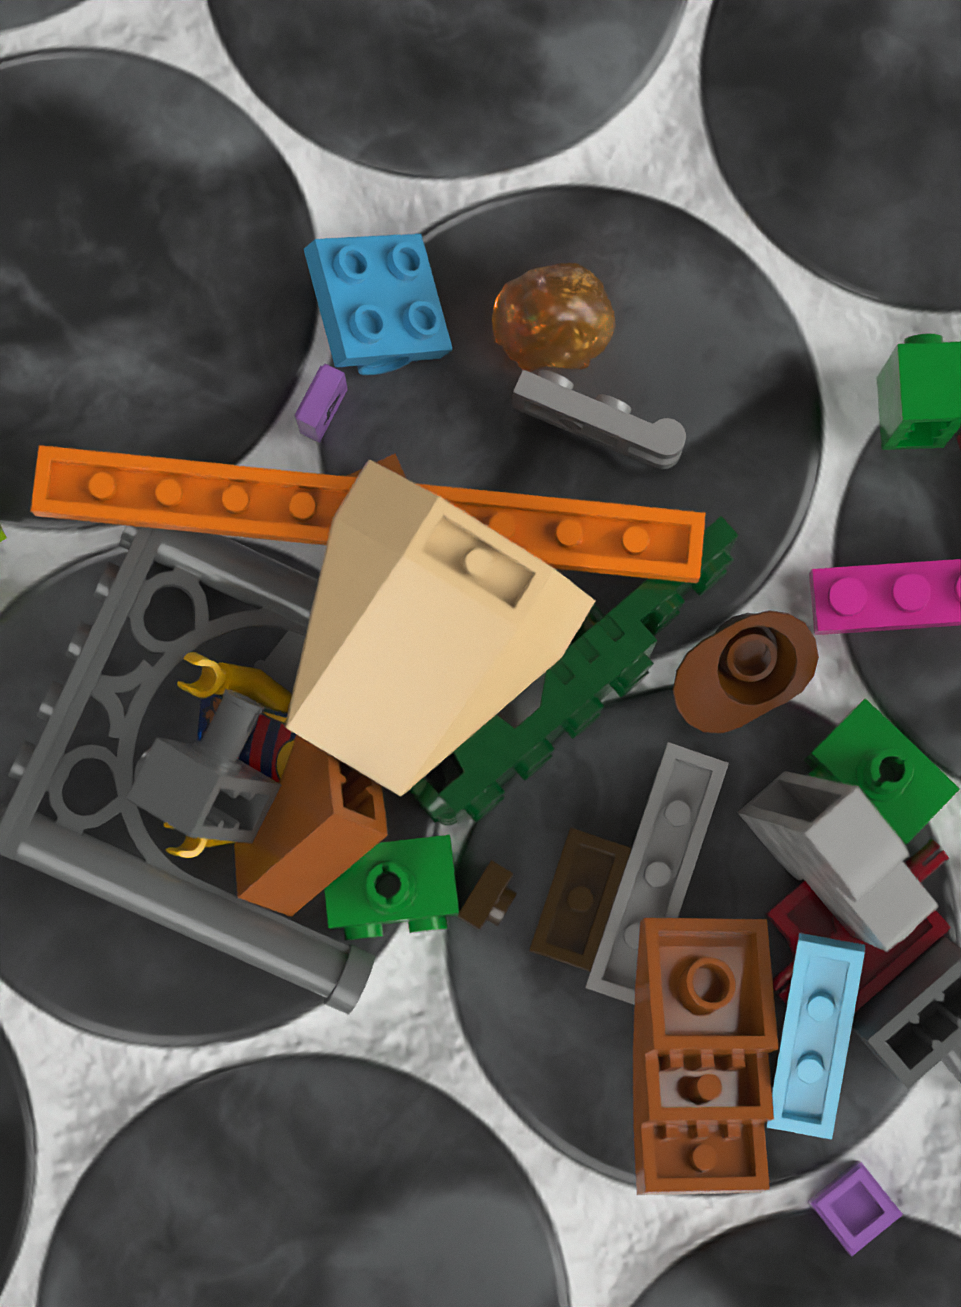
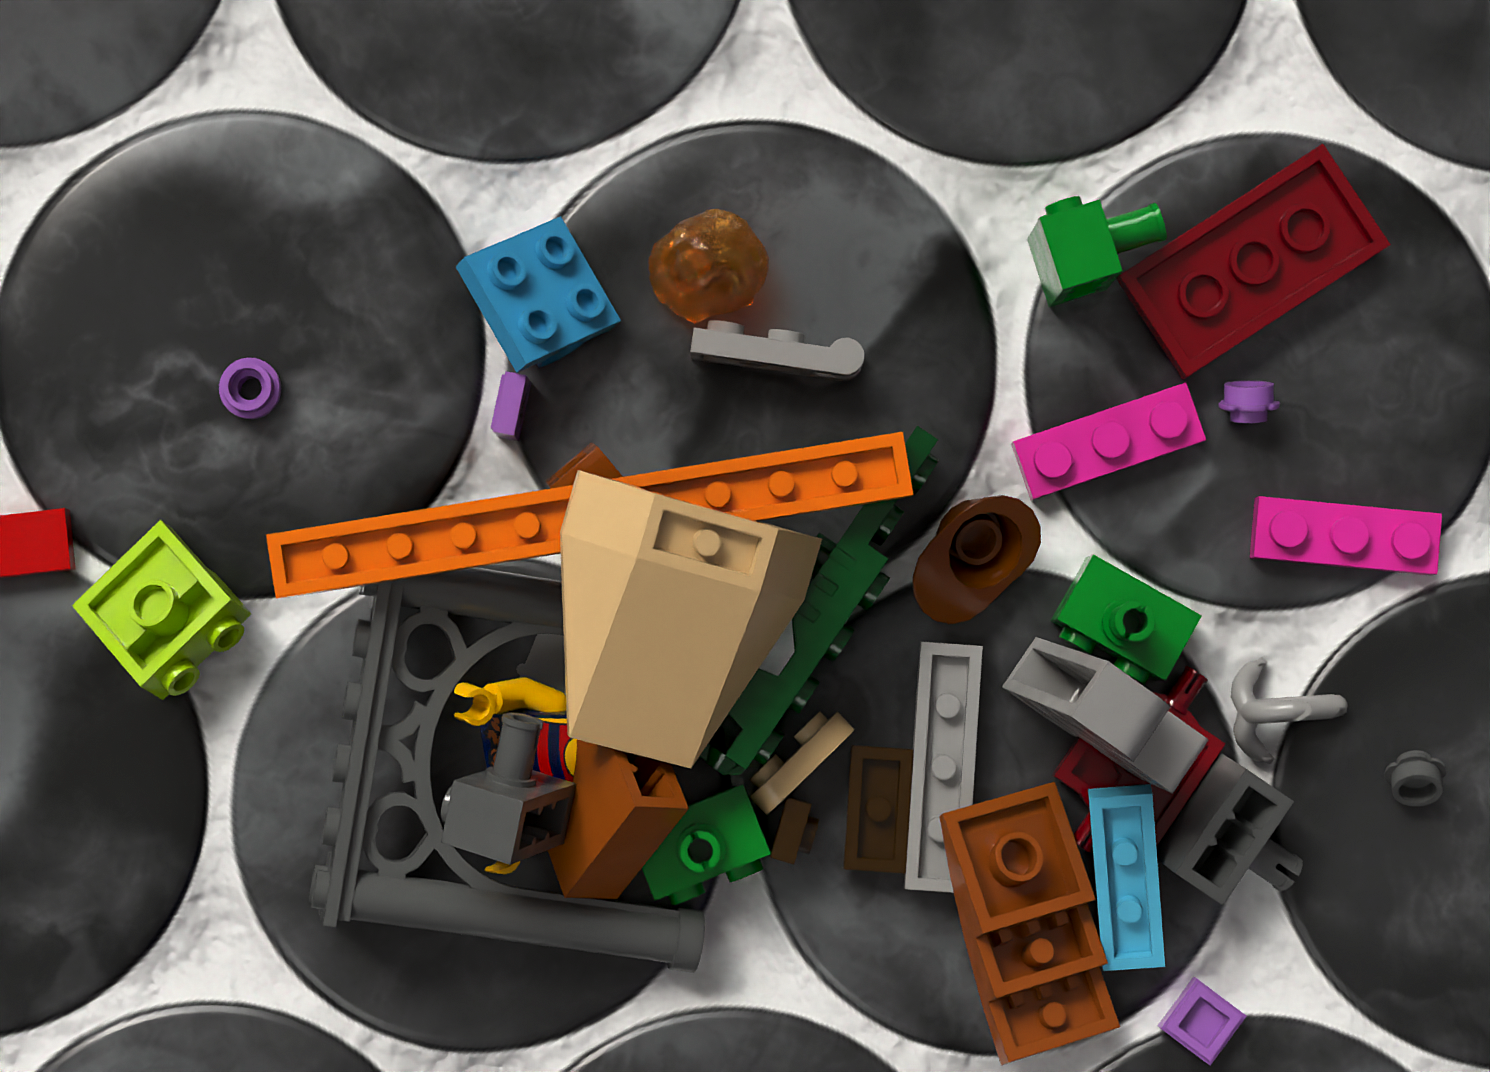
camera: 15 degrees left, 5 degrees up
(64, 303) = (232, 382): none -> medium lavender plate
(537, 814) = (780, 778): none -> tan plate

